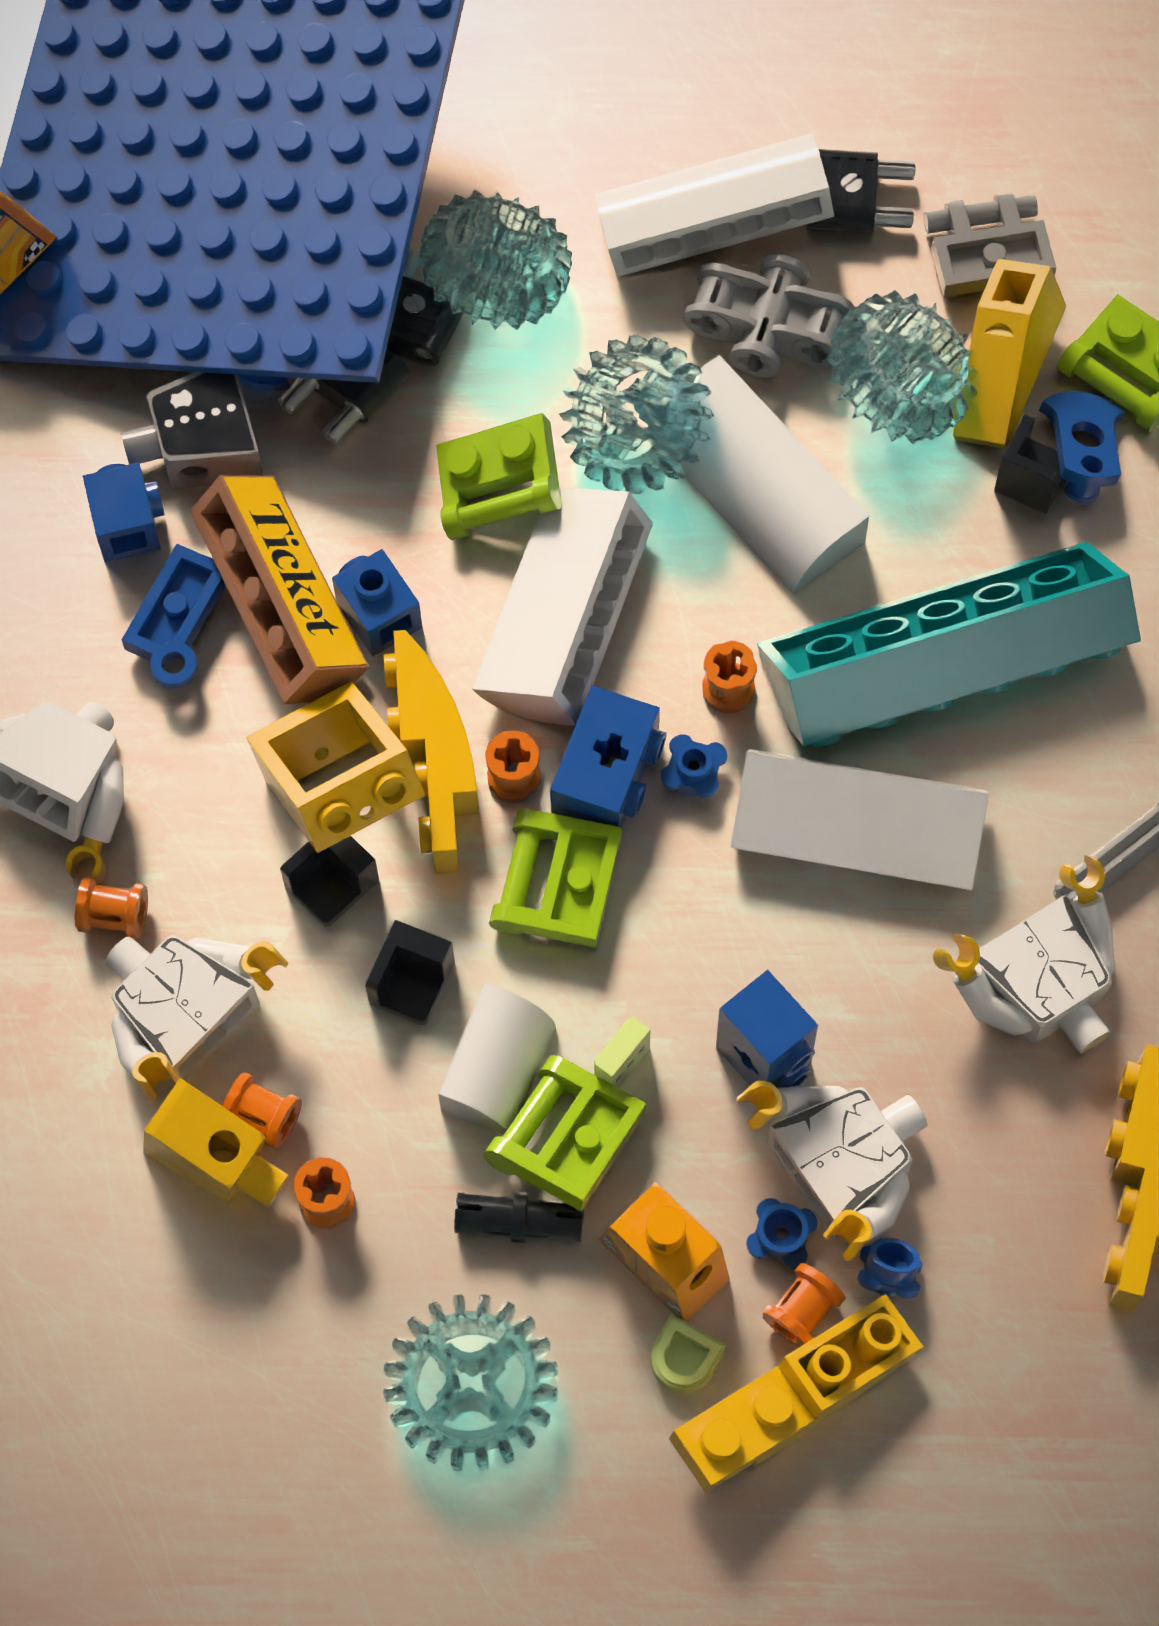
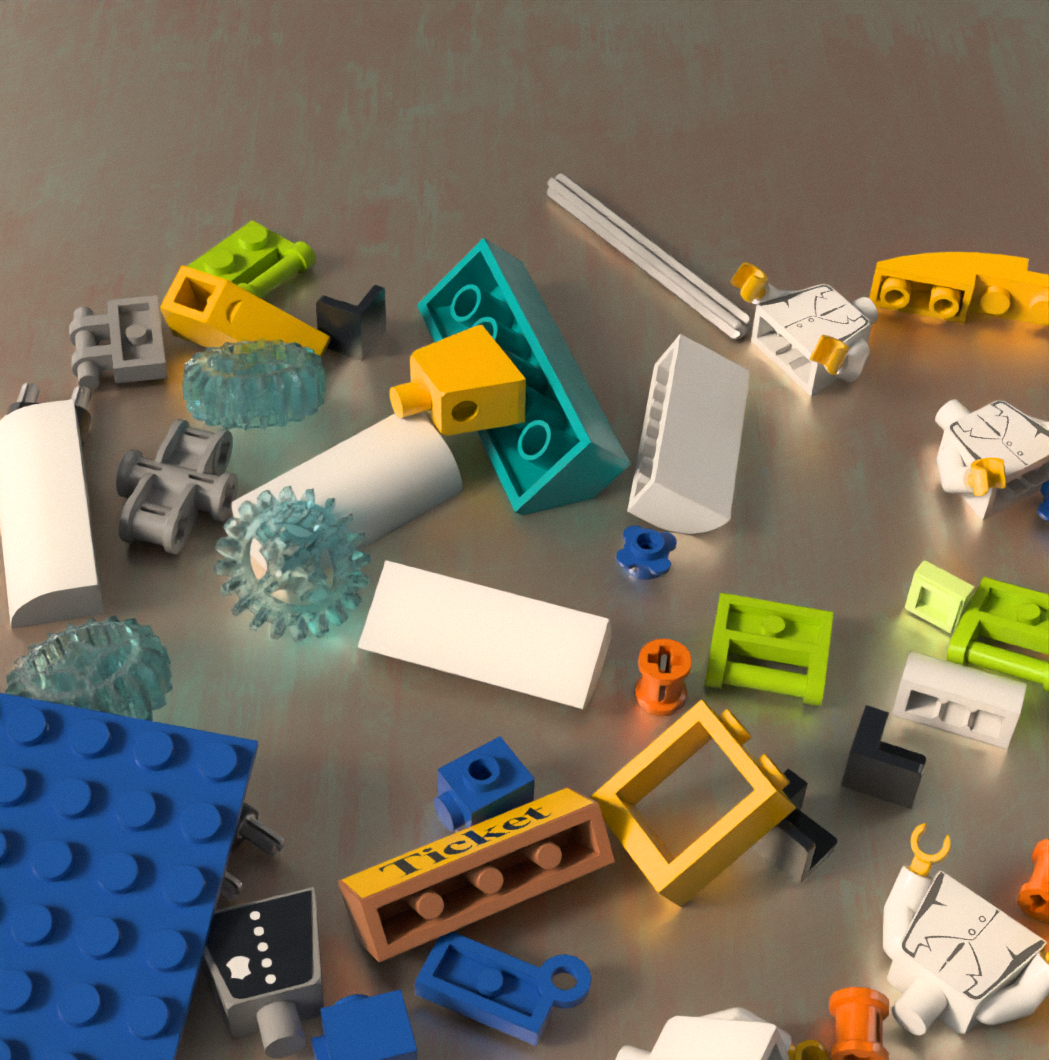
camera: 95 degrees left, 20 degrees down
(436, 743) = (605, 741): yellow slope -> none
(493, 462) = (324, 689): lime plate -> none
(607, 728) = (651, 602): blue brick -> none
(718, 666) = (560, 511): orange bush -> none
(767, 1034) = (915, 482): blue brick -> none
(891, 560) = (463, 385): none -> yellow torso
(1081, 466) = (300, 294): blue piece -> none

